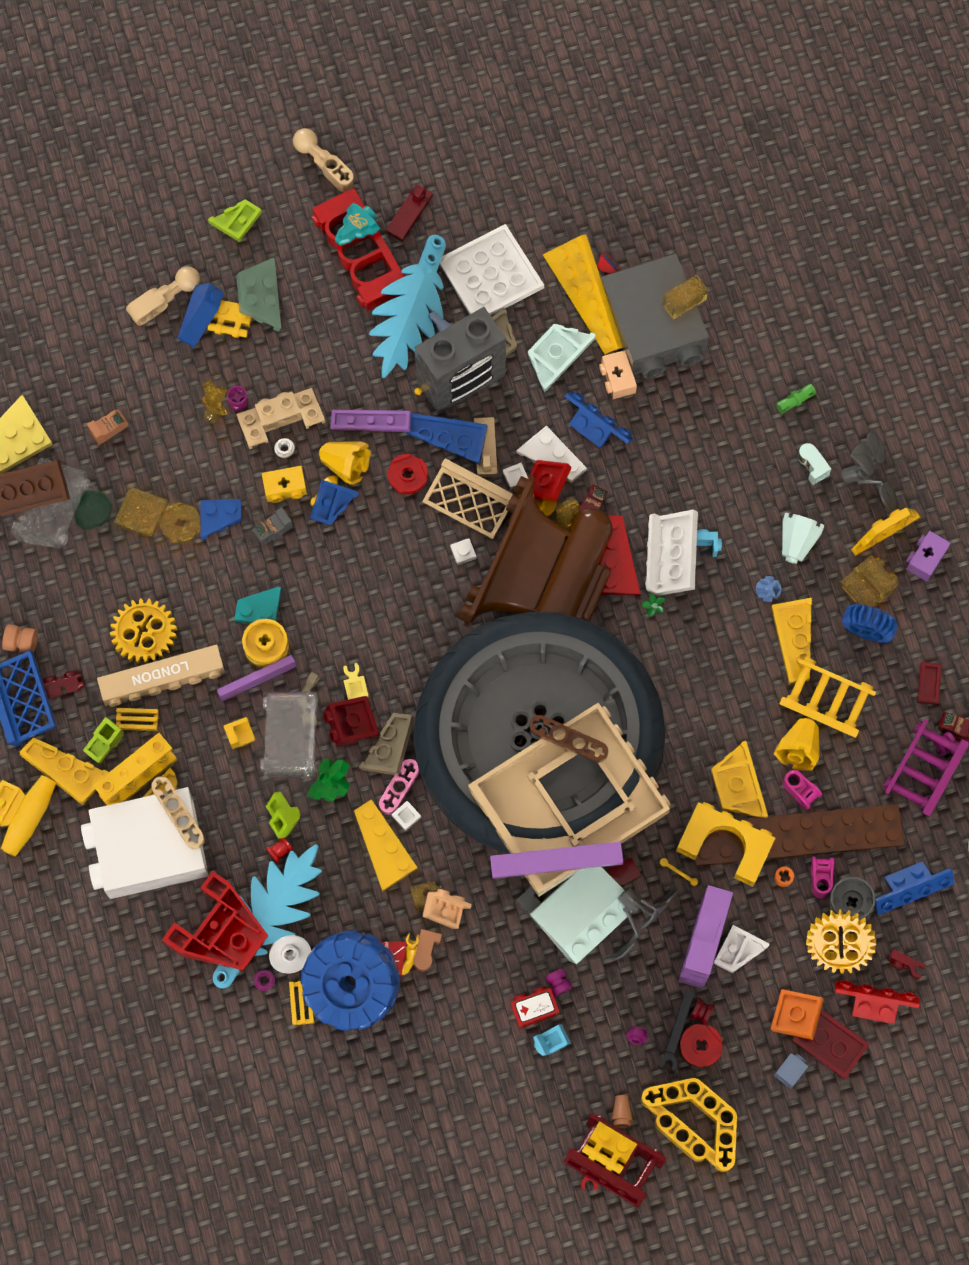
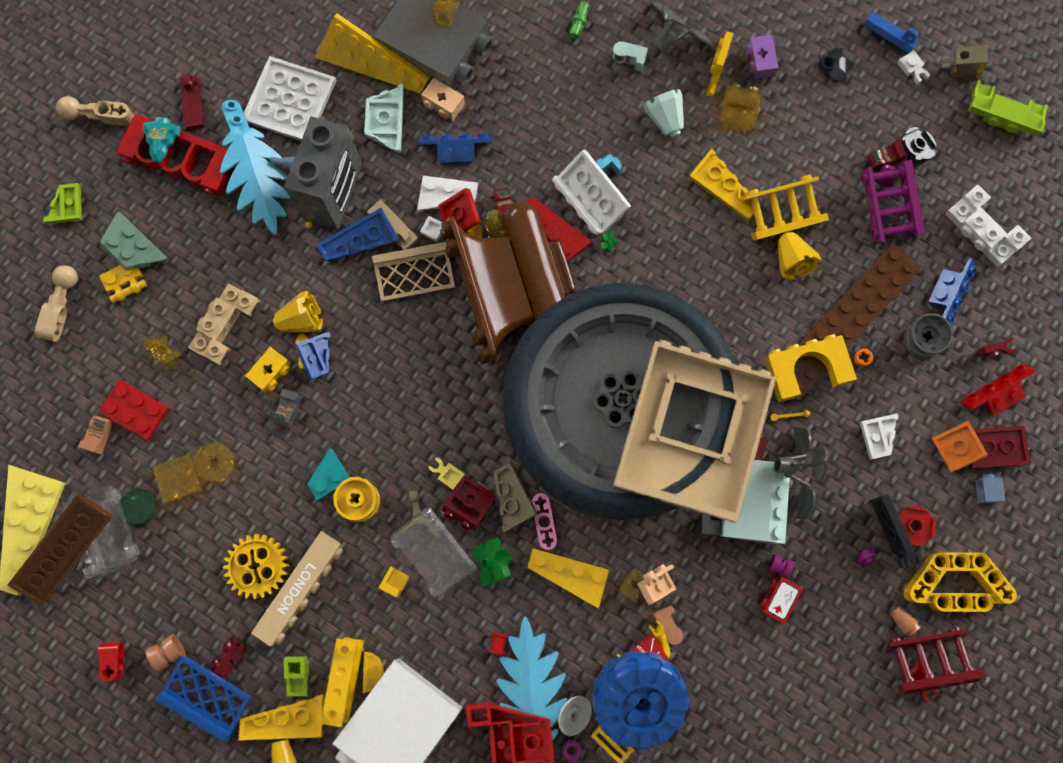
camera: 40 degrees left, 5 degrees up
(119, 718) = (293, 647): yellow tile -> none
(152, 430) = (134, 410): none -> red plate
(176, 813) = (404, 685): tan beam -> none
(200, 312) = (96, 295): blue slope -> none
(218, 515) = (238, 432): blue wing -> none
(237, 393) = (175, 332): magenta wheel -> none
(256, 678) = (371, 530): medium lavender tile -> none
(283, 816) = (481, 616): lime brick -> none
(284, 443) = (242, 339): white plate -> none
(371, 420) = (293, 272): medium lavender tile -> none
(406, 815) = (568, 539): white plate -> none
(407, 485) = (353, 279): red plate -> none
(463, 551) = (441, 313): white plate -> none
(551, 1040) = (813, 613): medium azure bracket -> none
(556, 860) = (729, 486): medium lavender tile -> none
(567, 741) = (658, 383): reddish brown beam -> none
(608, 264) = (368, 27): red slope -> none
(611, 1143) = (924, 652): yellow plate -> none
(702, 1011) = (898, 499): dark red wheel -> none
(705, 937) = (862, 447): medium lavender tile -> none
(738, 784) = (776, 318): yellow wing -> none
(768, 588) = (677, 165): medium blue gear -> none
(801, 790) = (824, 287): dark pink piece -> none
(820, 941) = (959, 363): yellow gear -> none
(822, 872) = (888, 334): dark pink piece -> none
(869, 623) = (768, 133): blue gear -> none
(929, 683) = (838, 143): dark red tile -> none

